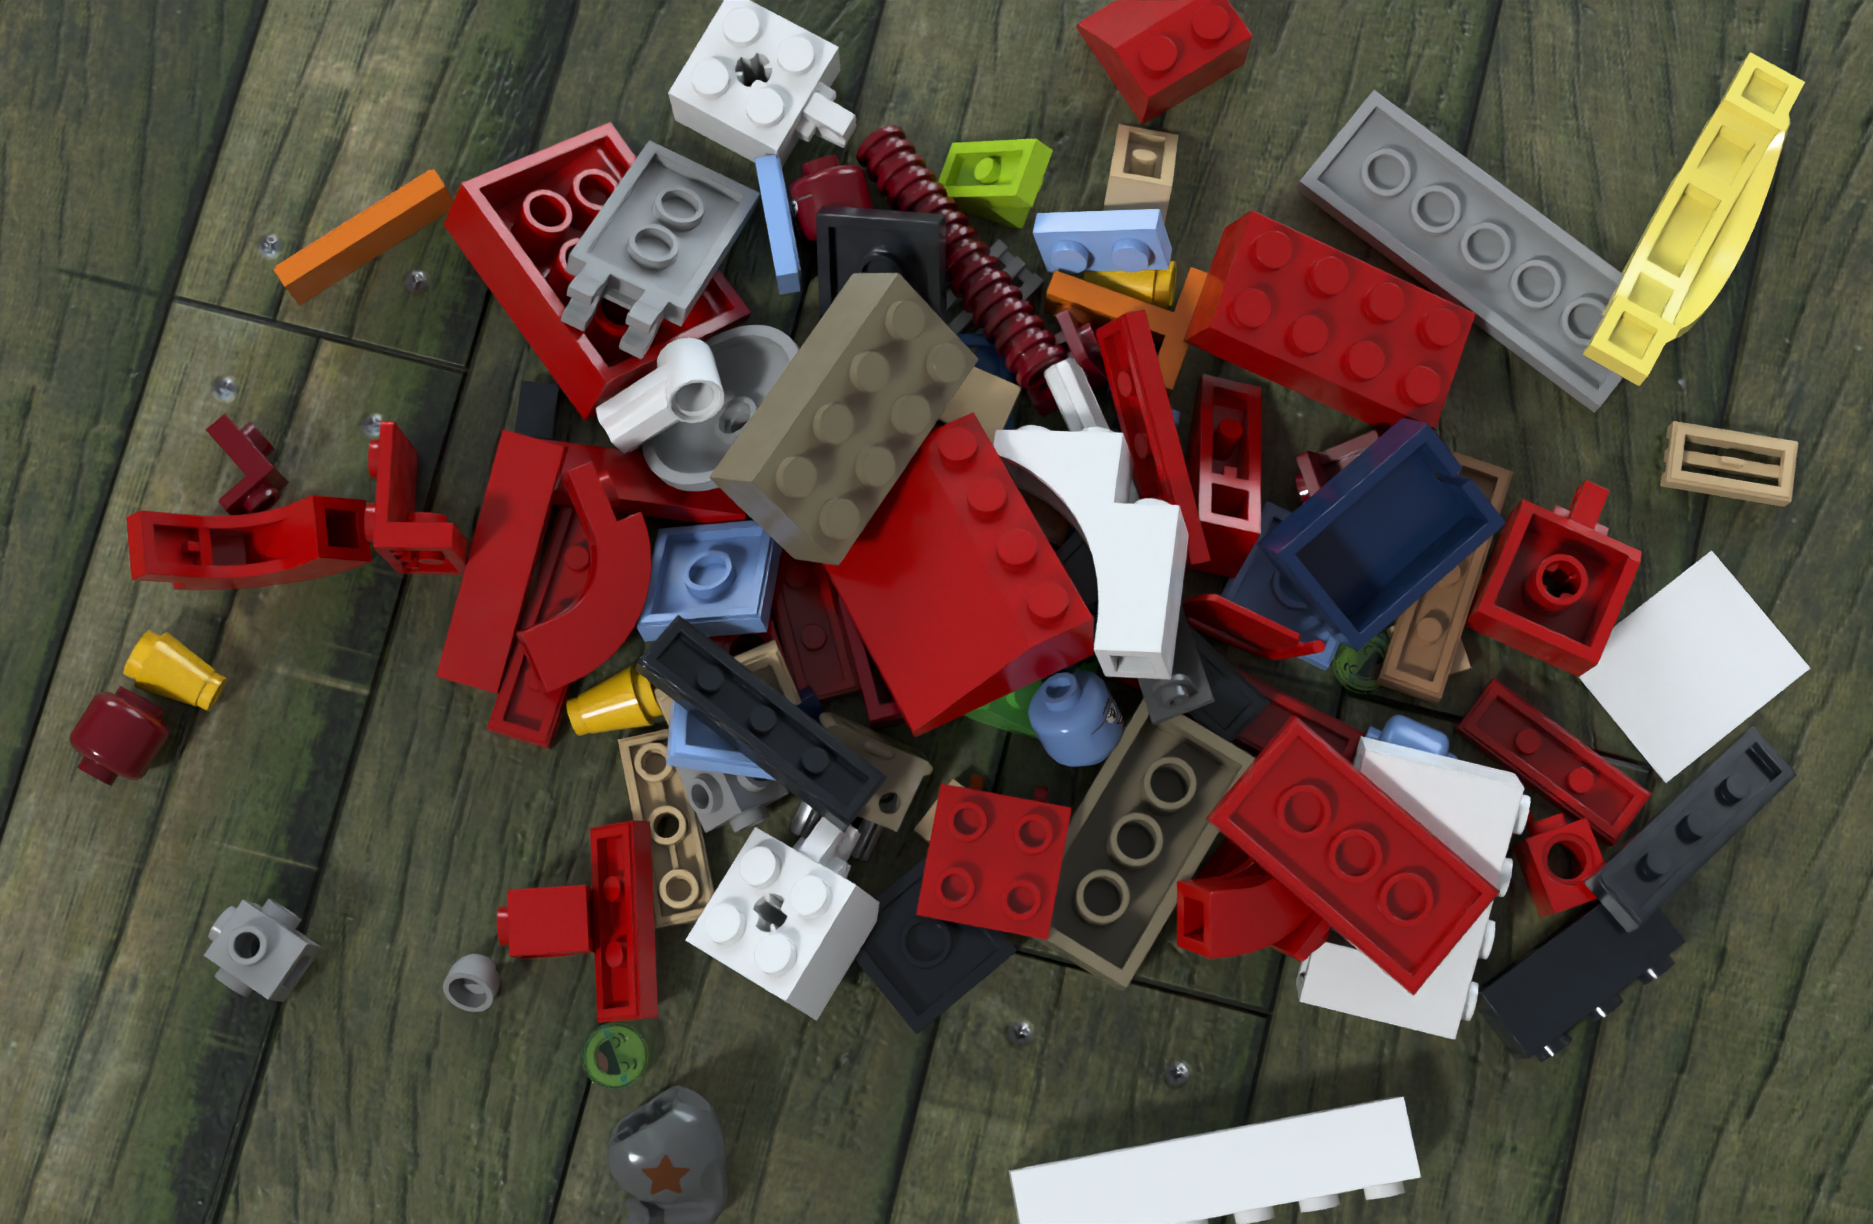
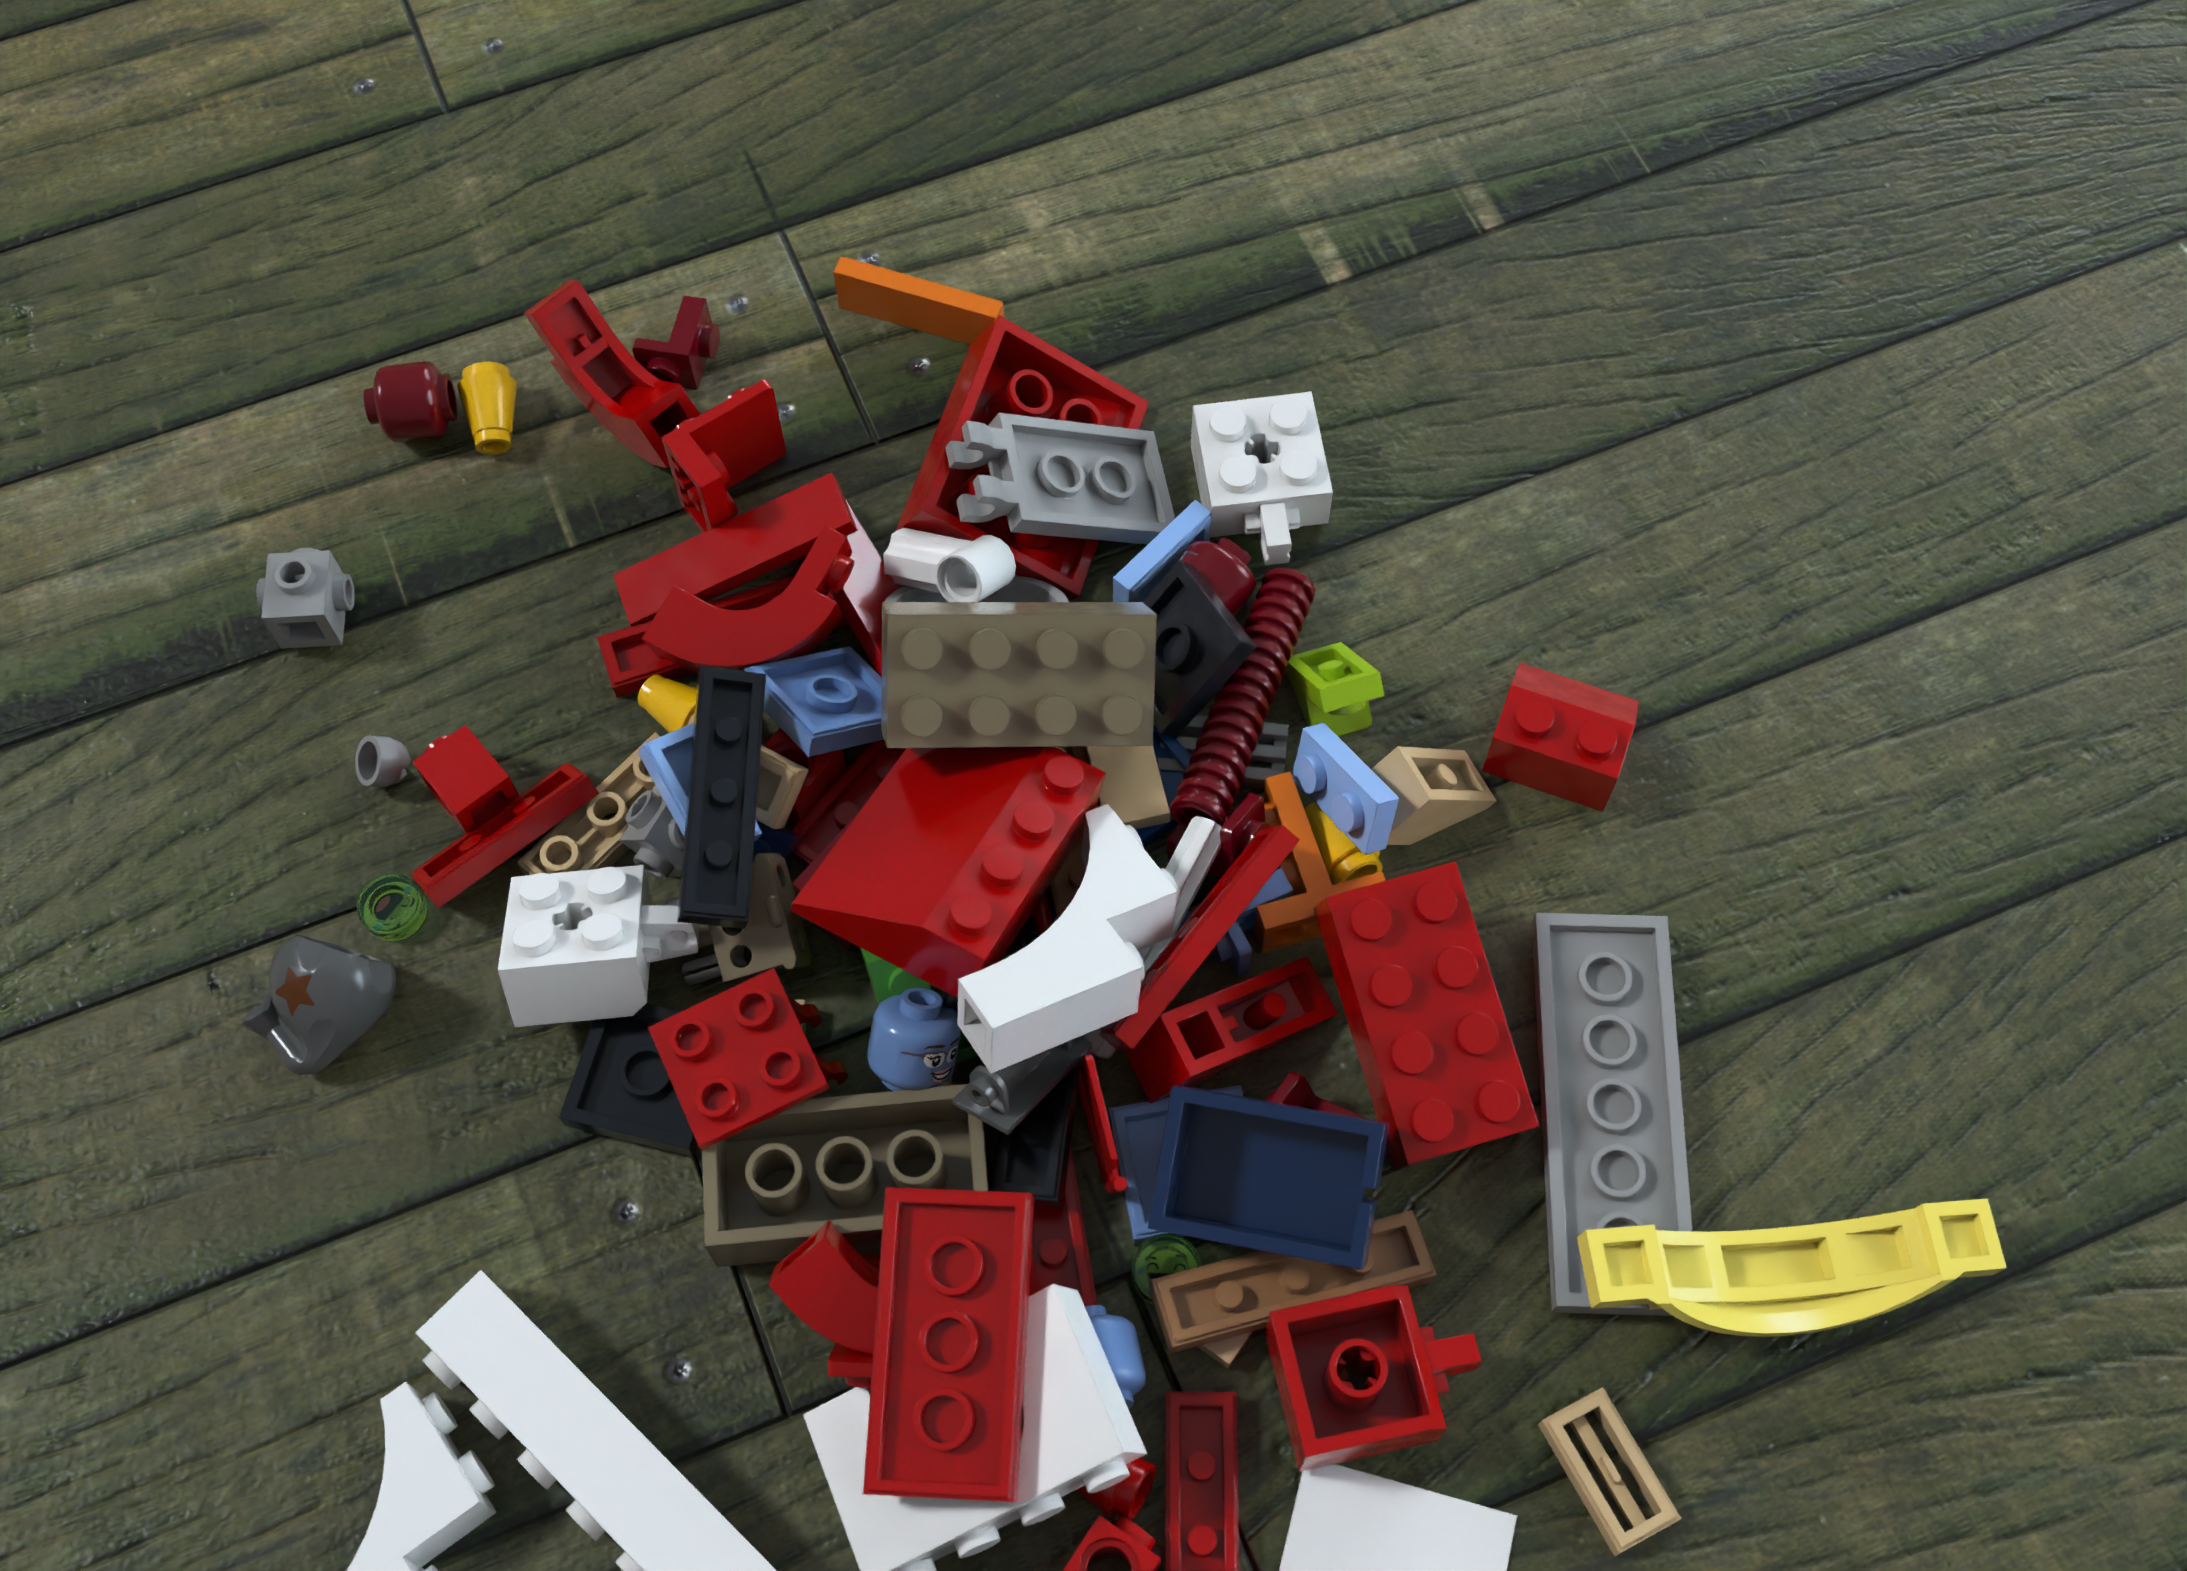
camera: 55 degrees right, 15 degrees down
(538, 410) = (879, 506): black piece -> none

